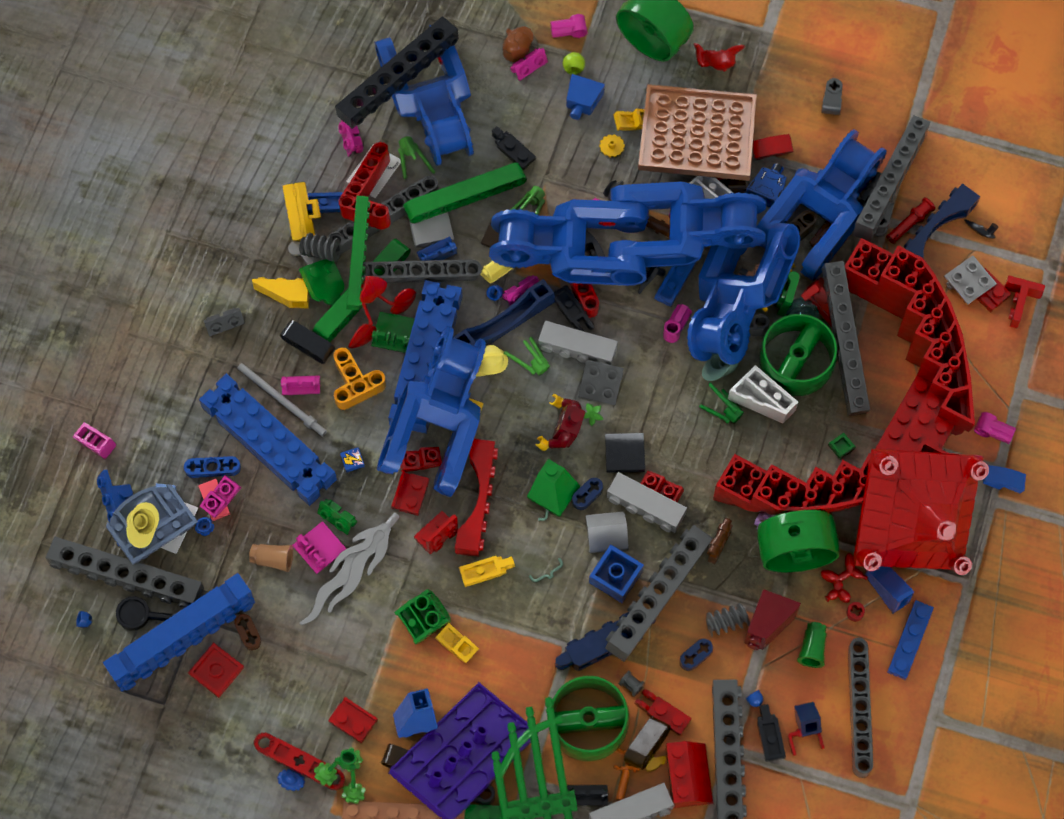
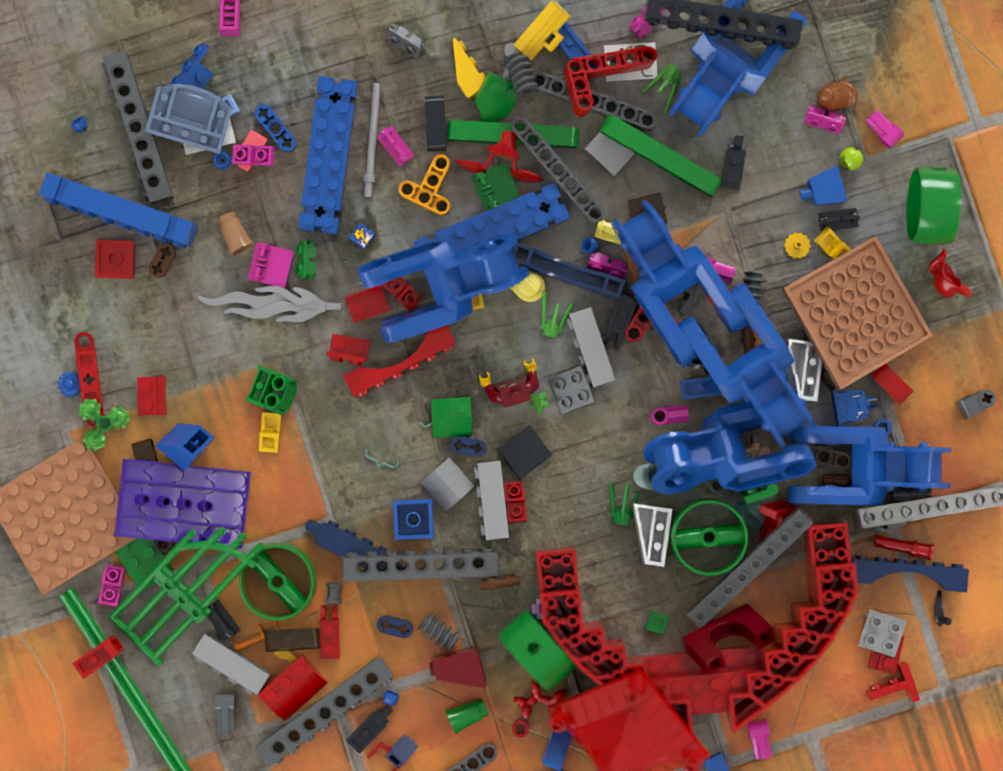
camera: 50 degrees right, 20 degrees up
(134, 613) = (114, 160): black piece -> none
(142, 524) = (175, 116): light yellow piece -> none
(357, 252) = (533, 111): green piece -> none
(438, 250) = (591, 170): blue hinge -> none
(485, 569) = (344, 410): yellow hinge -> none
(534, 197) = (700, 214): bright green plant -> none
(614, 102) = (839, 219): none -> black hinge
(886, 411) = (740, 622): none -> dark red arch

